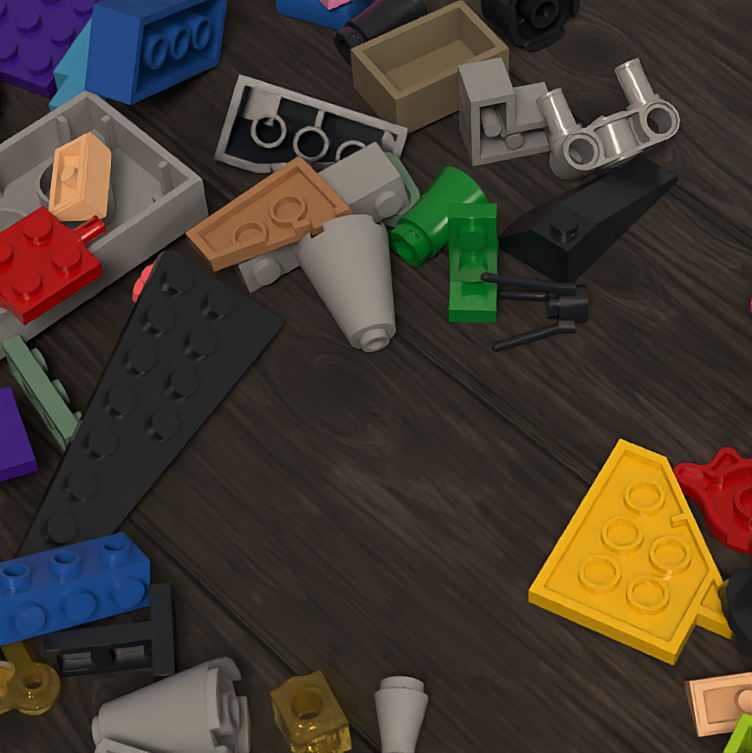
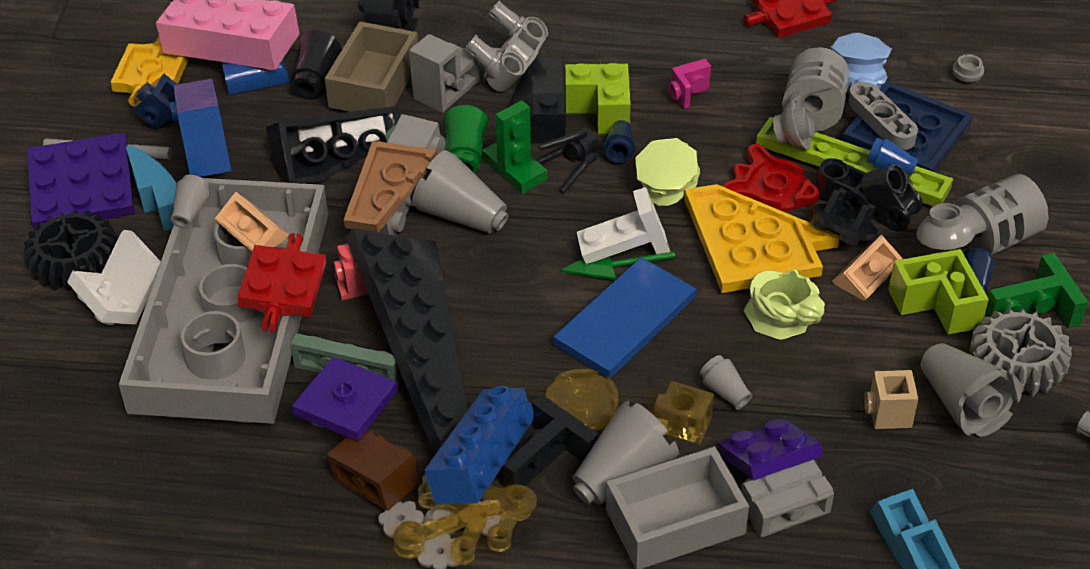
camera: 45 degrees left, 5 degrees down
(45, 114) = (189, 199): none -> light grey cone
(233, 619) = (585, 396): none -> clear yellow tile
(387, 554) = (624, 317): none -> blue tile
(431, 467) = (604, 267): none -> green piece
(499, 450) = (625, 232): none -> white bracket
(570, 667) = (783, 304): none -> yellowish green piece
(617, 327) = (619, 143): none -> dark blue cone
(624, 400) = (667, 170): none -> yellowish green piece
(659, 251) = (598, 90): none -> lime brick

